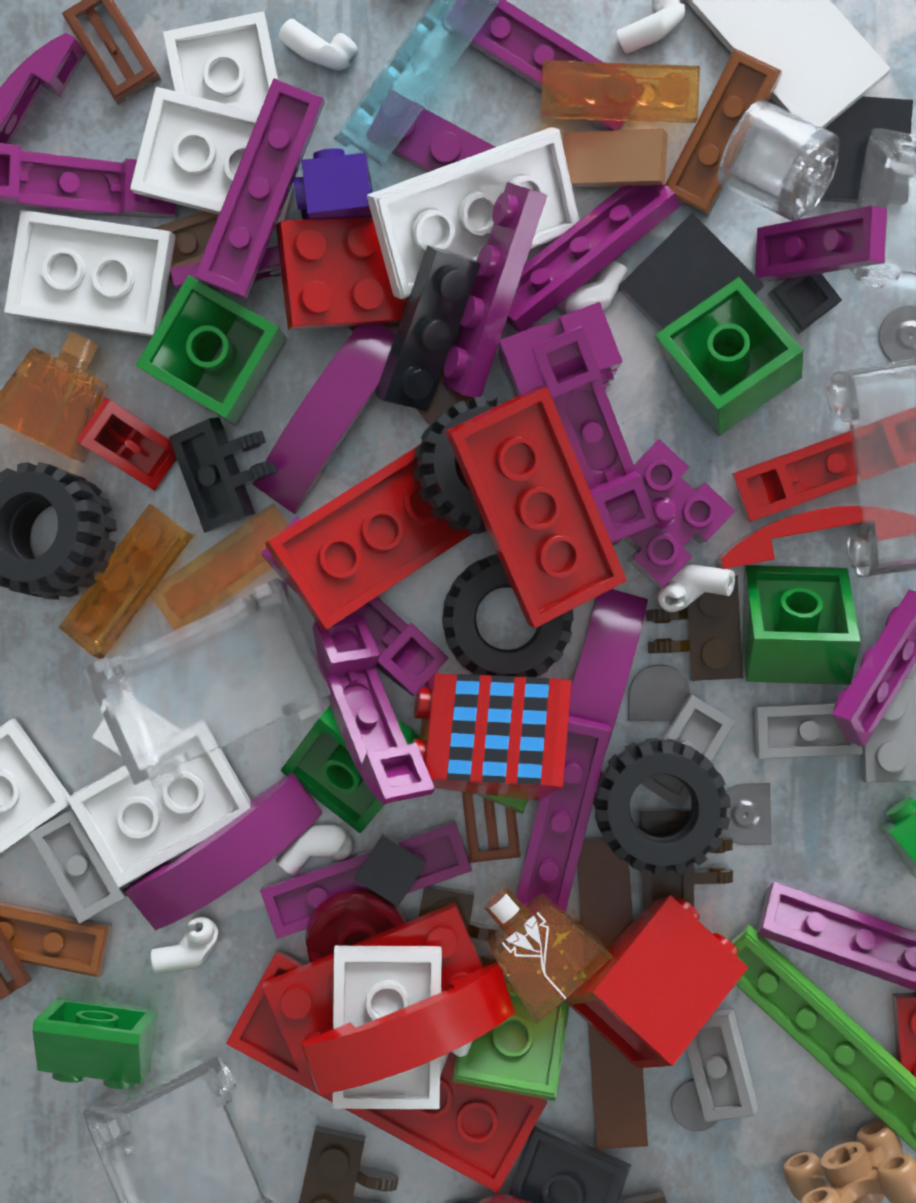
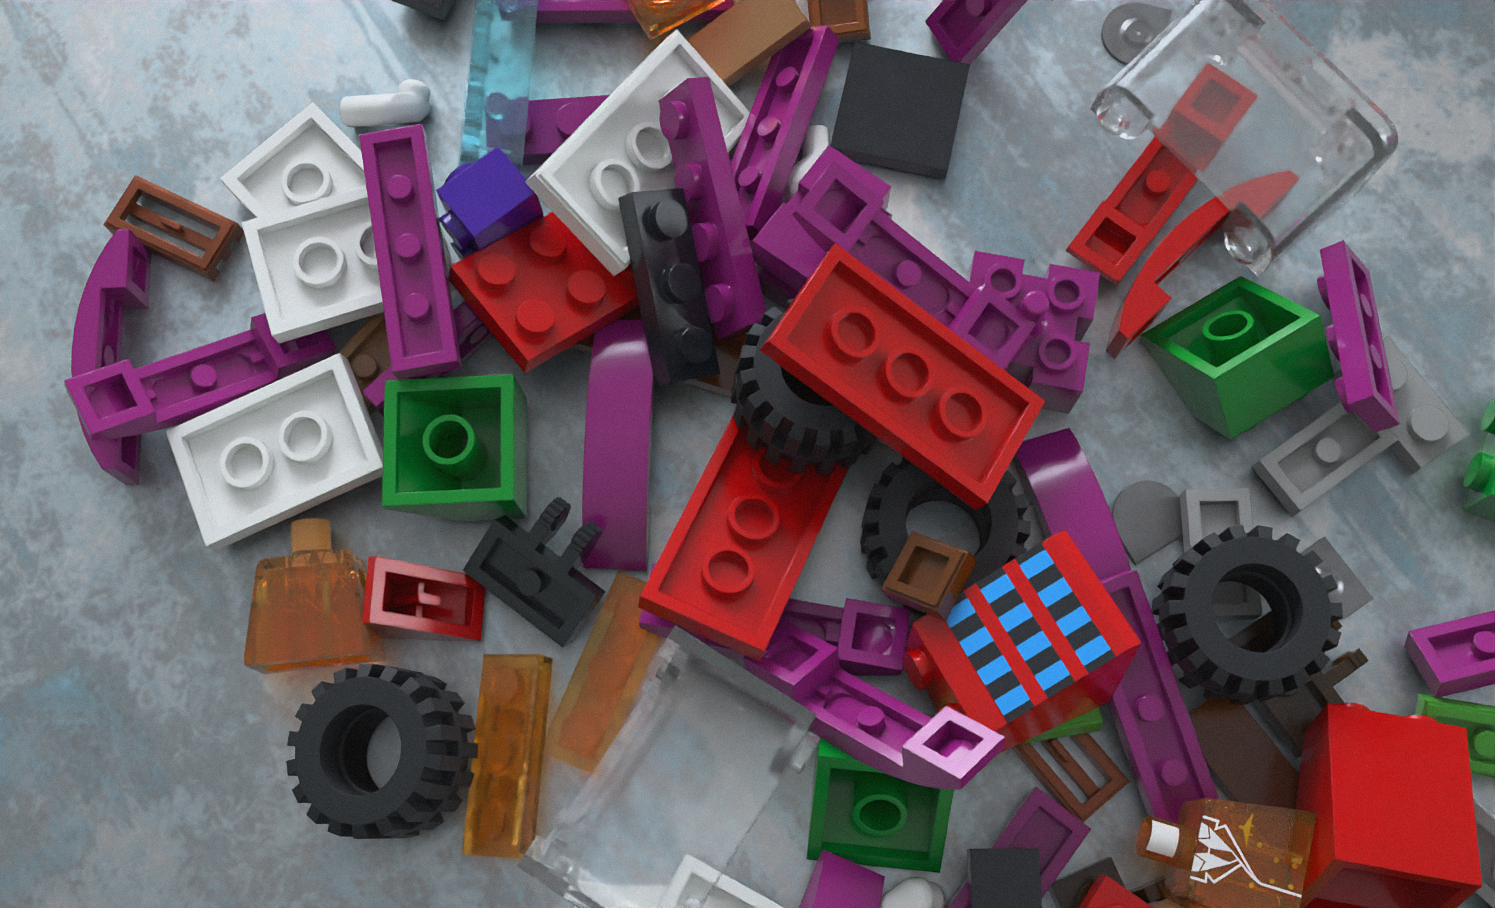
camera: 30 degrees left, 15 degrees down
(465, 649) = (929, 575): none -> reddish brown tile
(691, 583) = (1106, 376): white arm -> none
(711, 639) = (1151, 415): dark brown hinge -> none
(730, 355) = (987, 140): green slope -> none
(804, 299) = (1015, 57): black tile -> none

